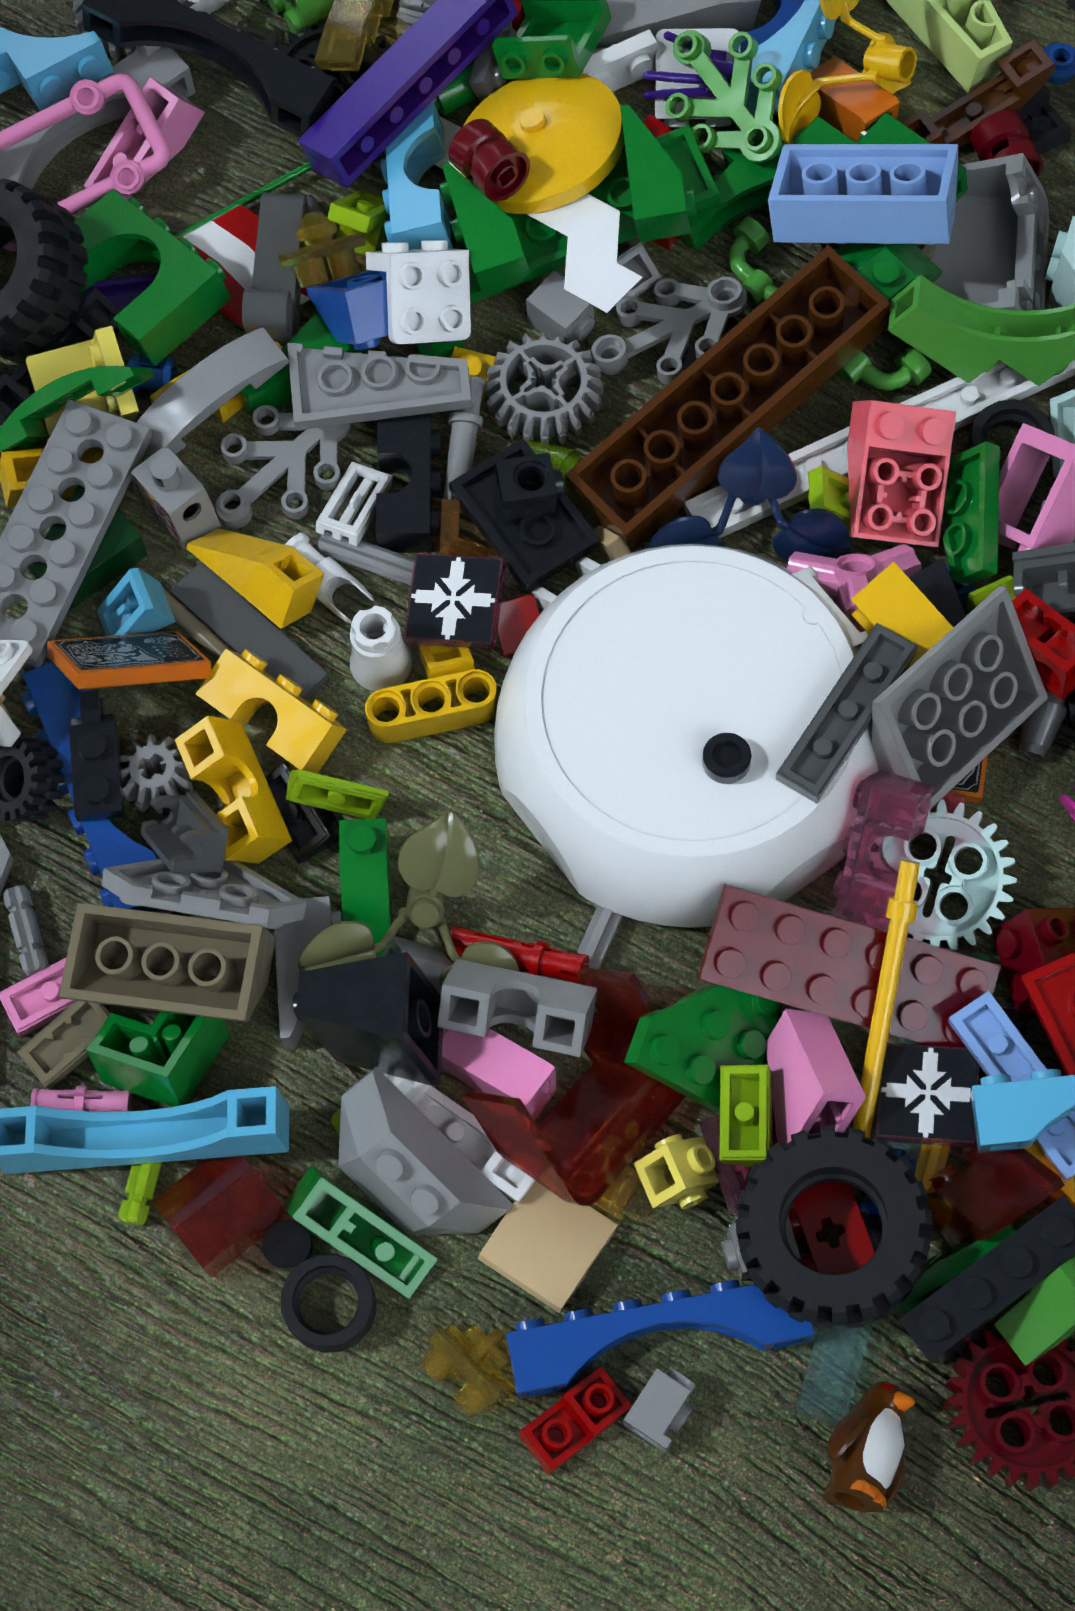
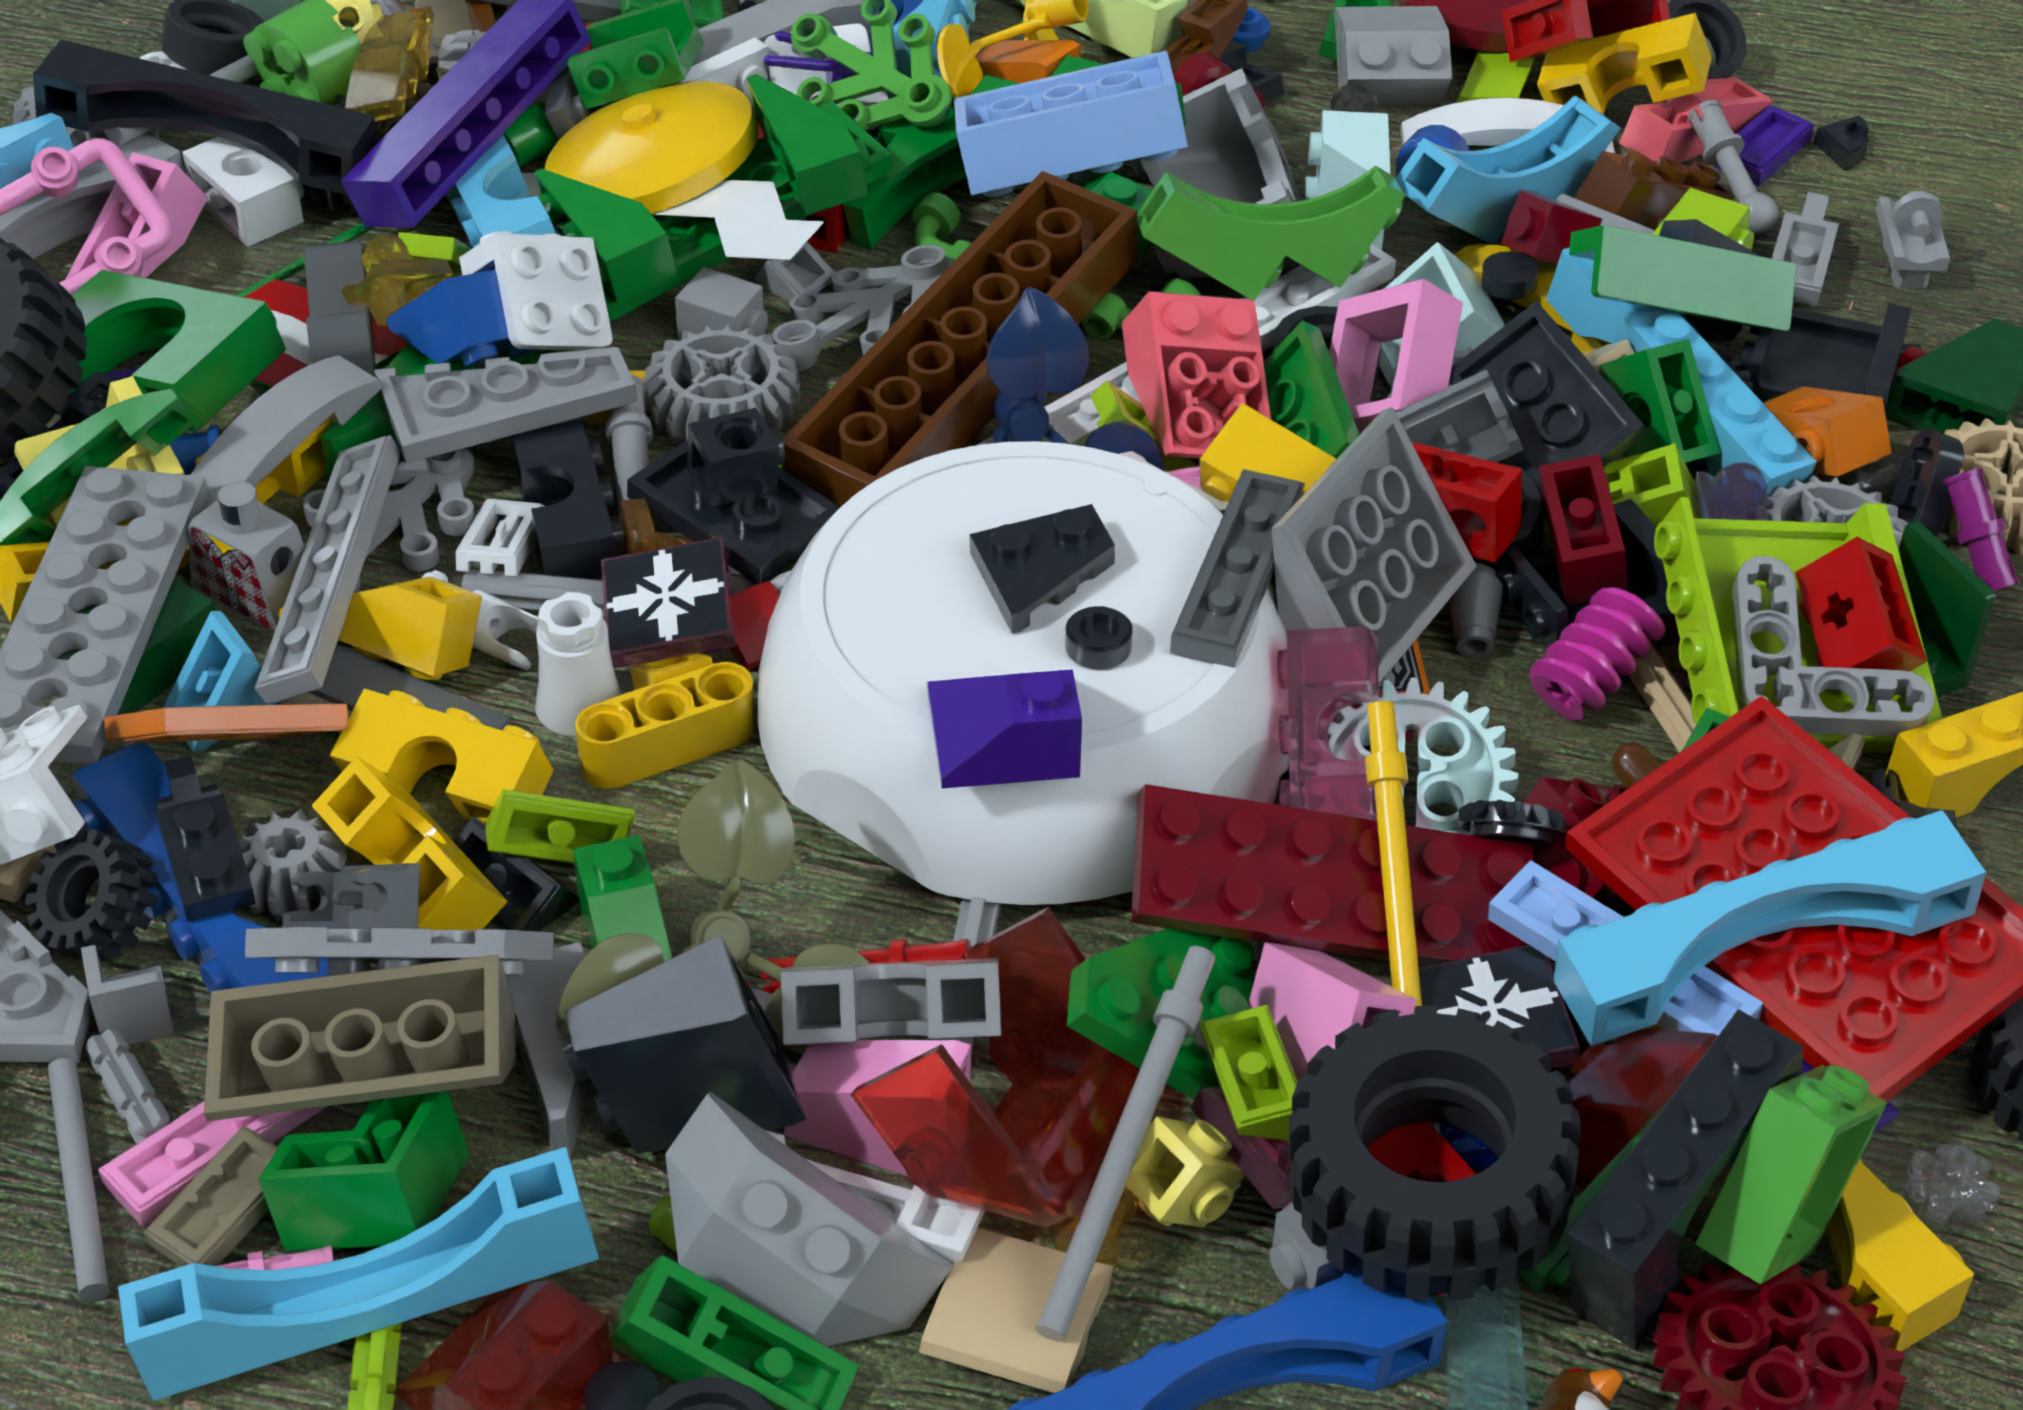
camera: 20 degrees left, 25 degrees down
(34, 862) = (128, 1002): none -> light grey panel
(223, 525) = (328, 571): none -> light grey tile
(237, 124) = (244, 189): none -> white brick
(489, 159) = (596, 149): dark red wheel -> none
(637, 826) = (1006, 728): none -> dark purple slope
(699, 1072) = (1175, 1020): none -> light grey bar
(706, 675) = (1041, 560): none -> black wing
(989, 950) = (1513, 822): none -> black gear

